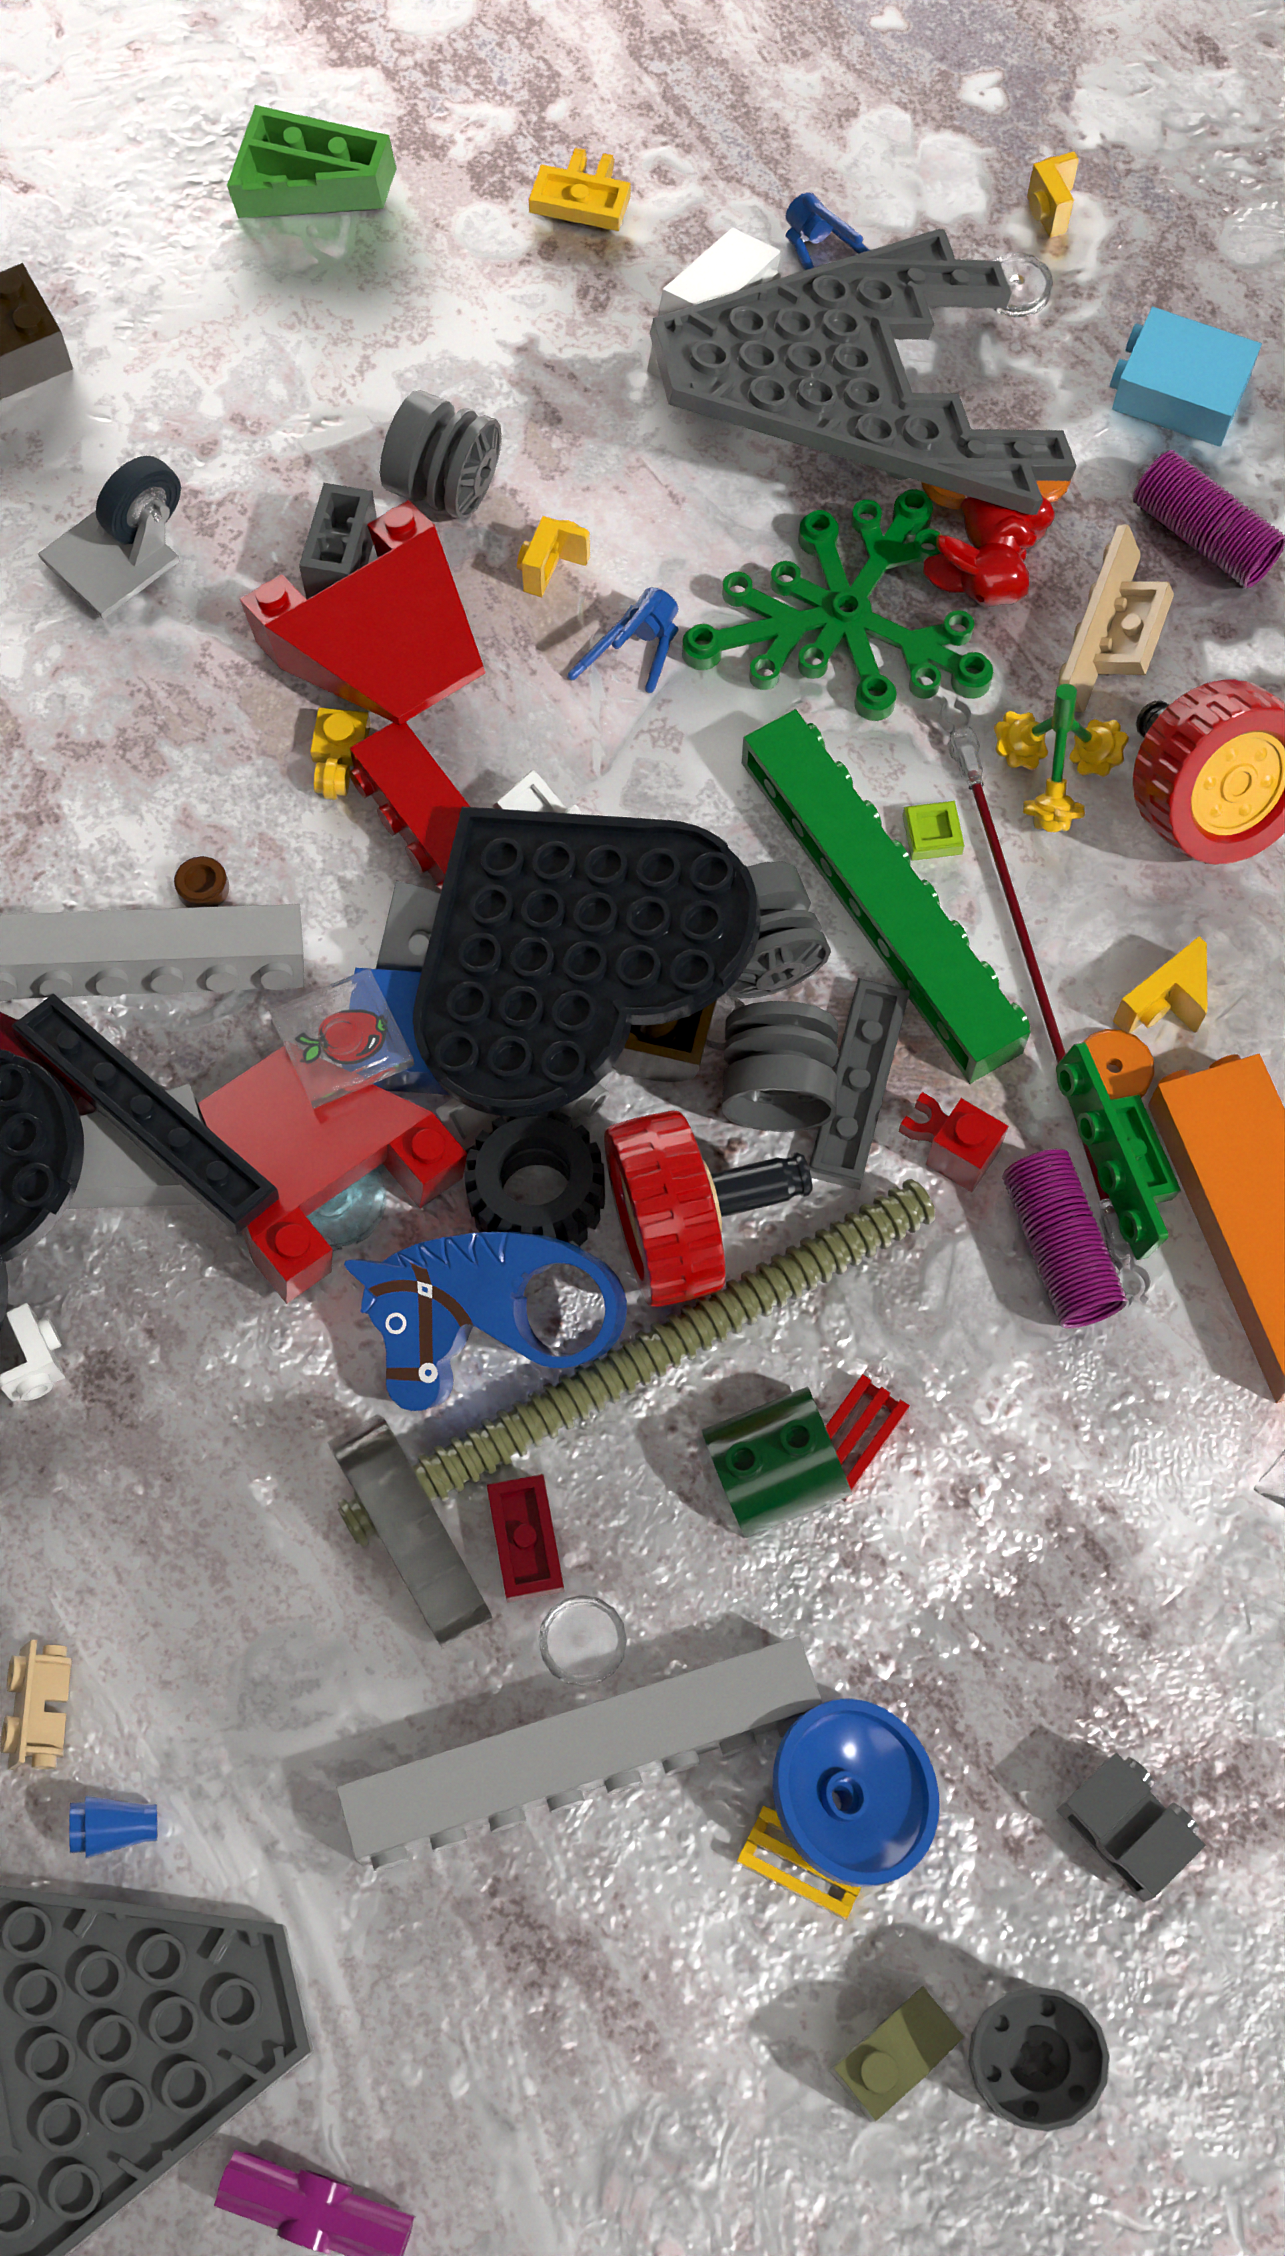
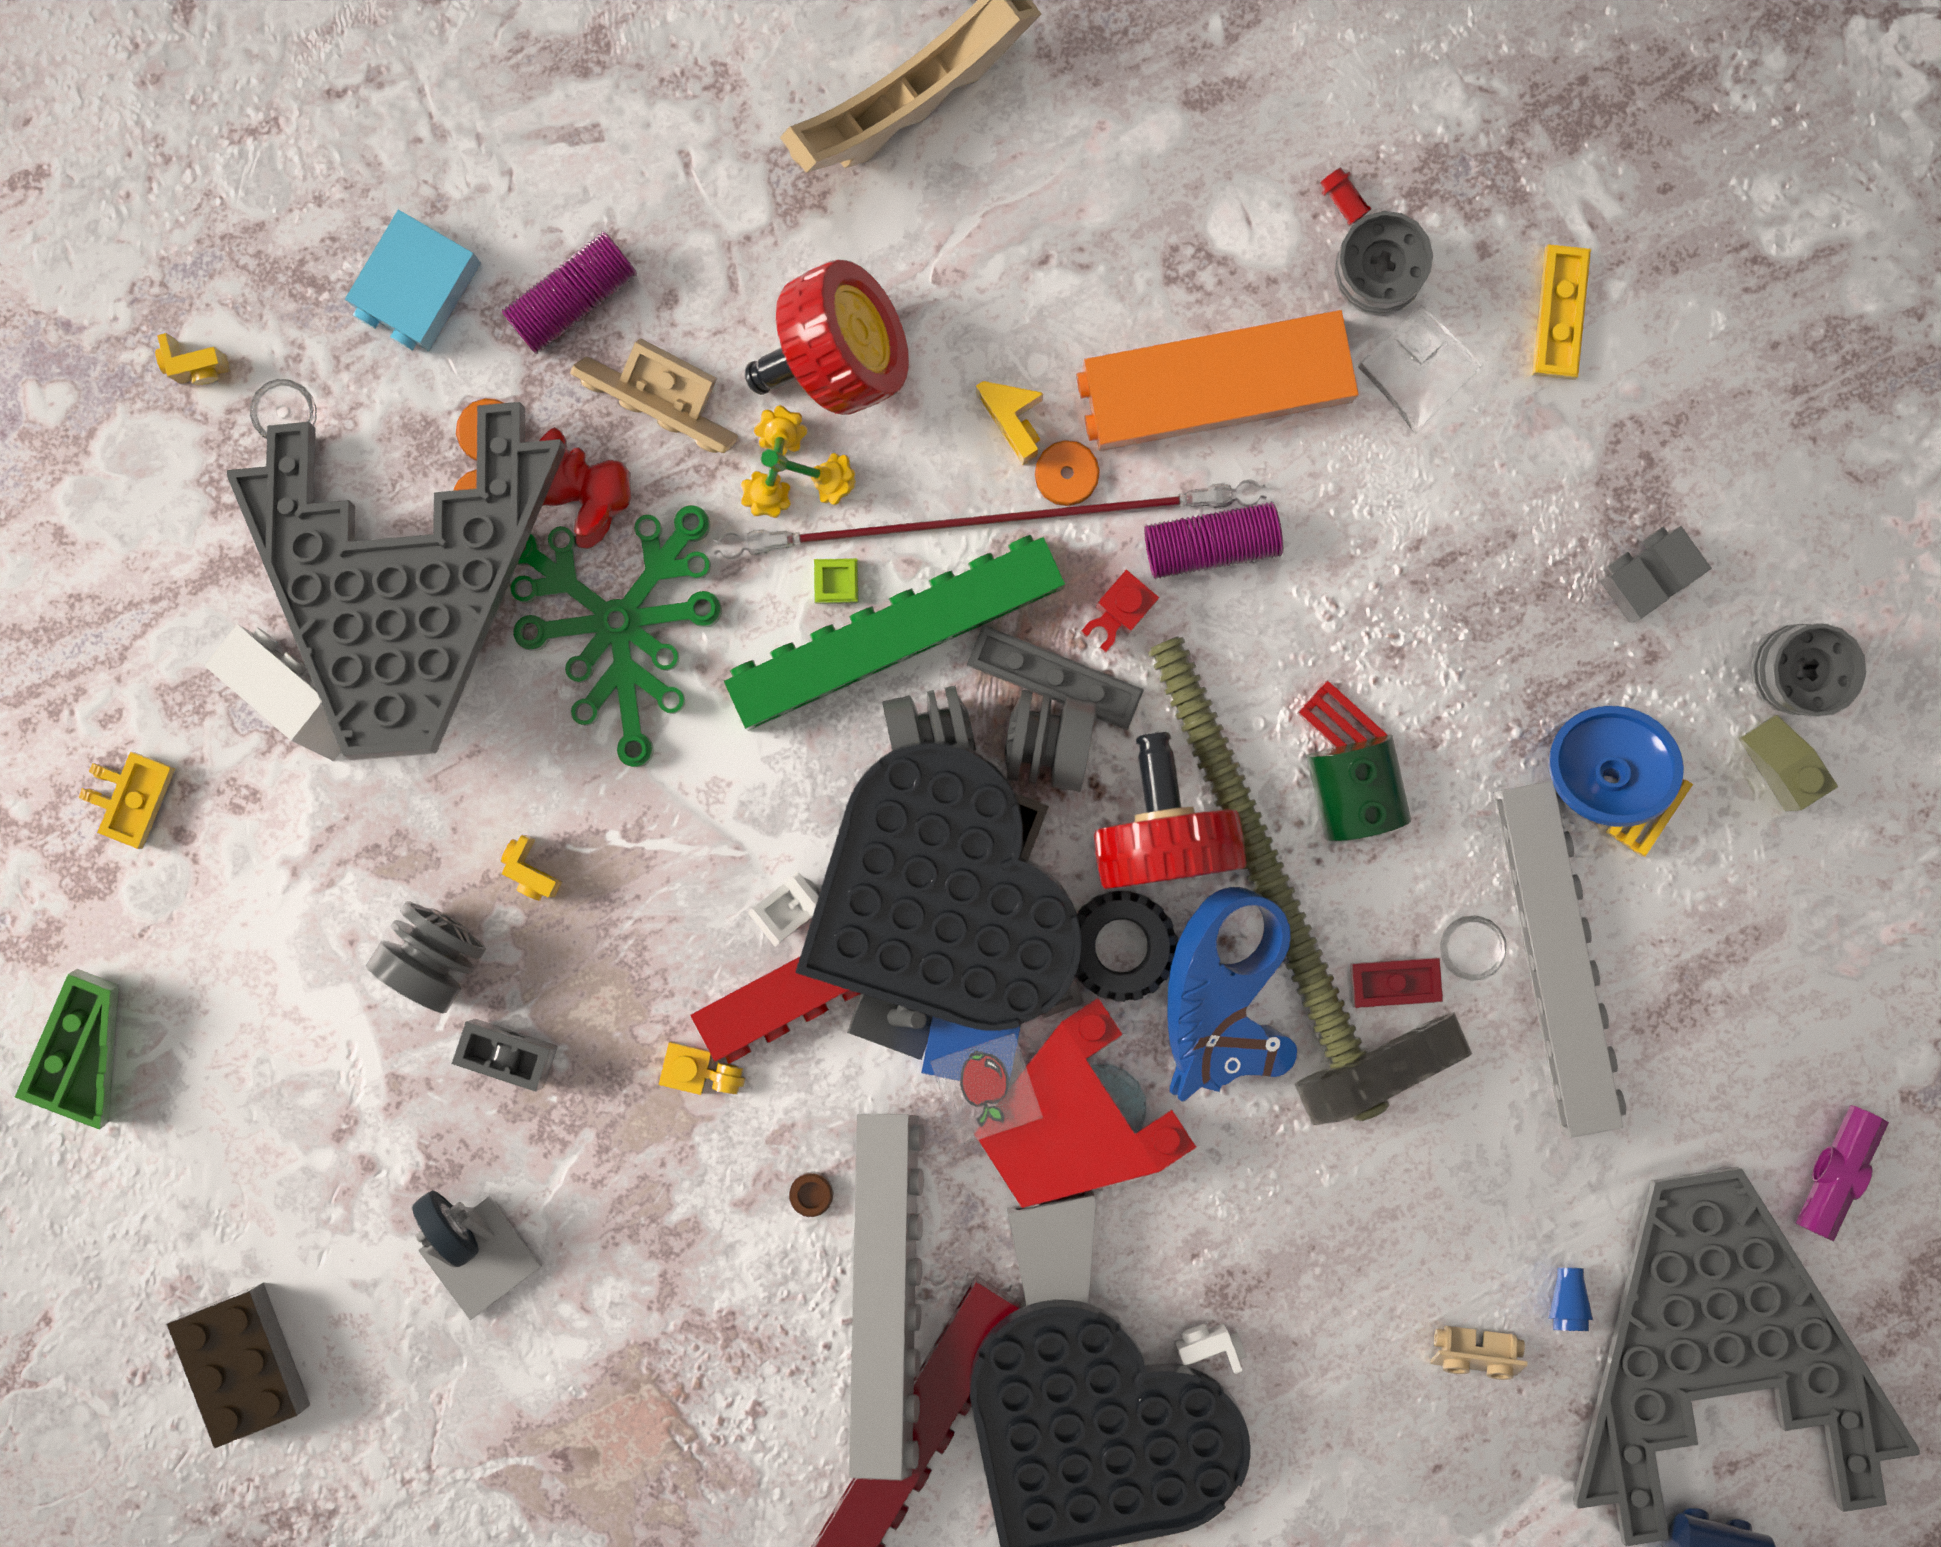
camera: 85 degrees left, 20 degrees up
(146, 1113) = (1036, 1251): black tile -> none
(382, 635) = (604, 1018): red wedge -> none
(647, 620) = (604, 790): blue plant -> none
(814, 223) = (194, 585): blue plant -> none
(1124, 1151) = (1148, 479): green bracket -> none

